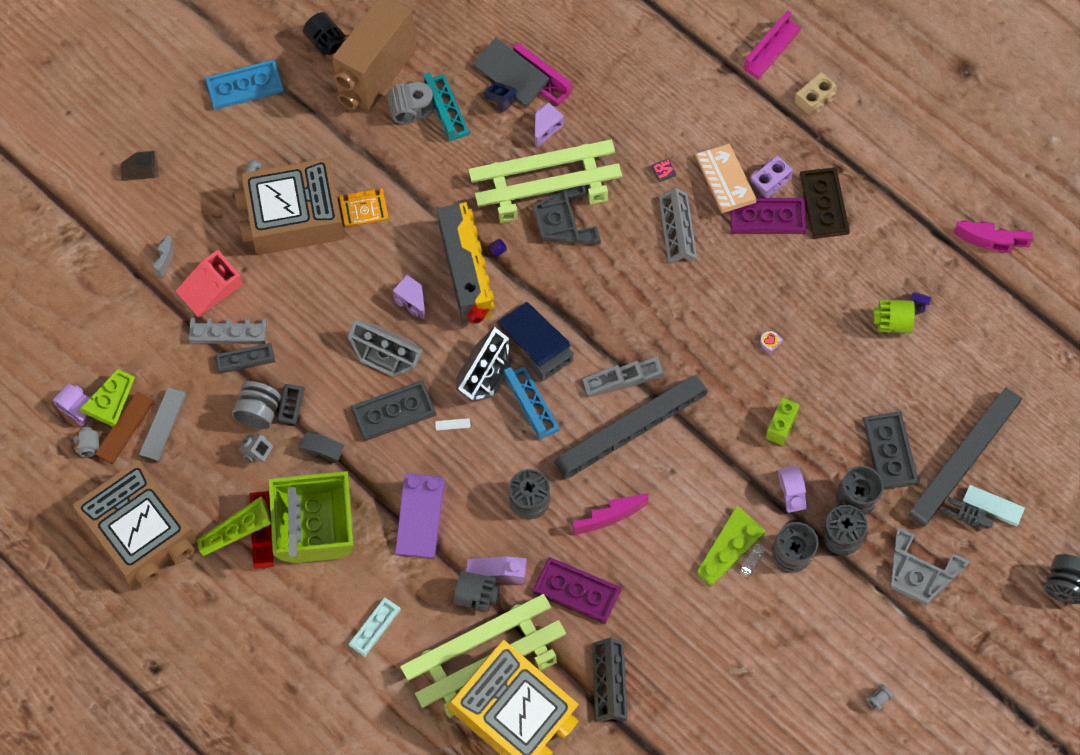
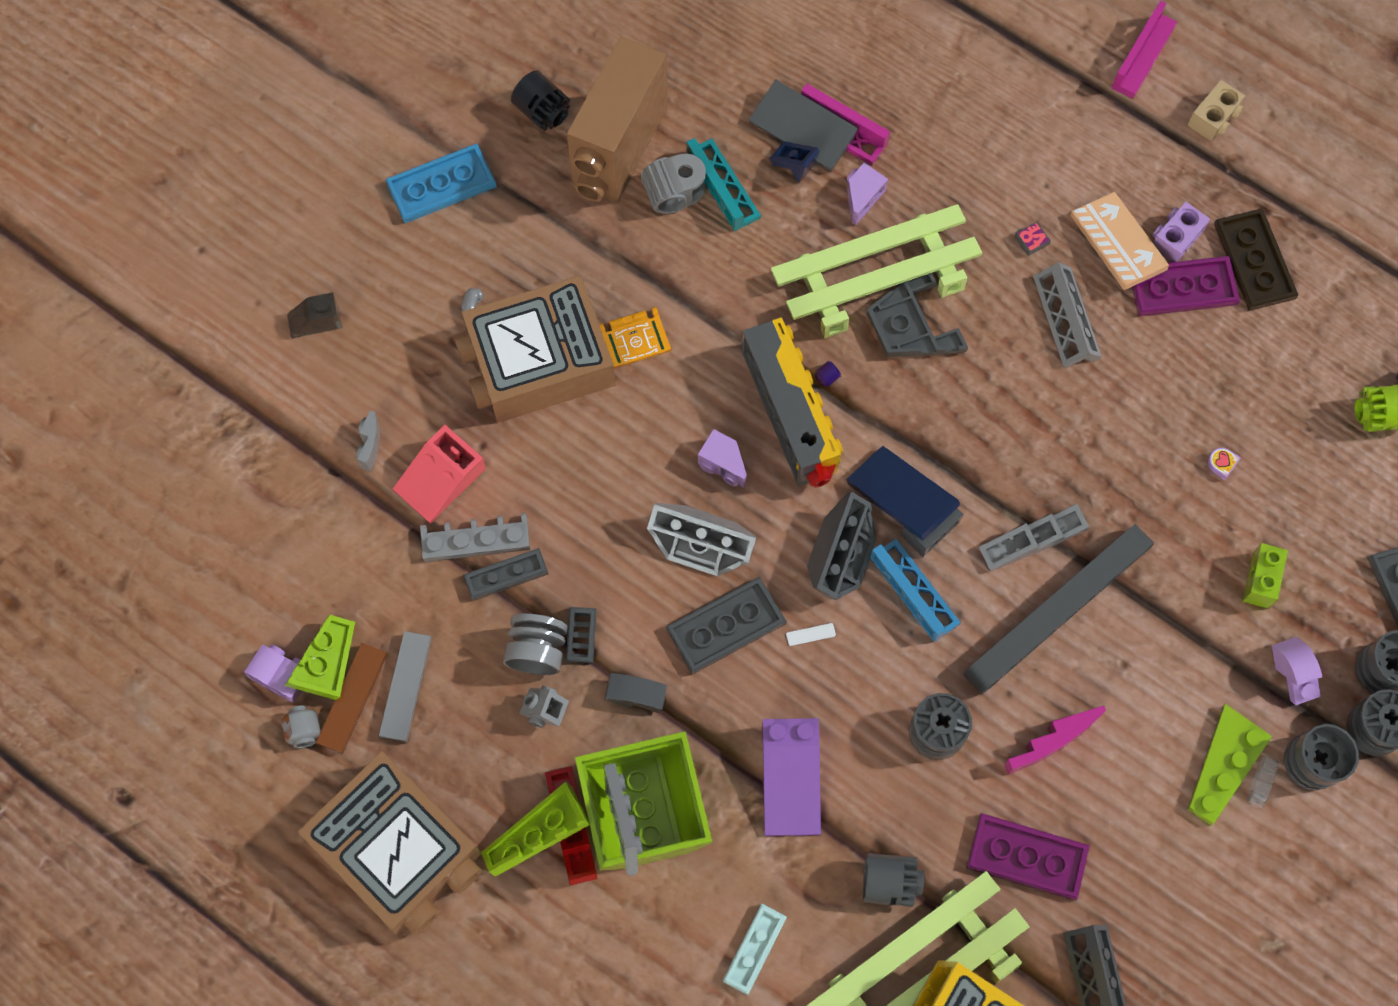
camera: 10 degrees left, 5 degrees up
(504, 569) = (914, 841): lavender slope -> none

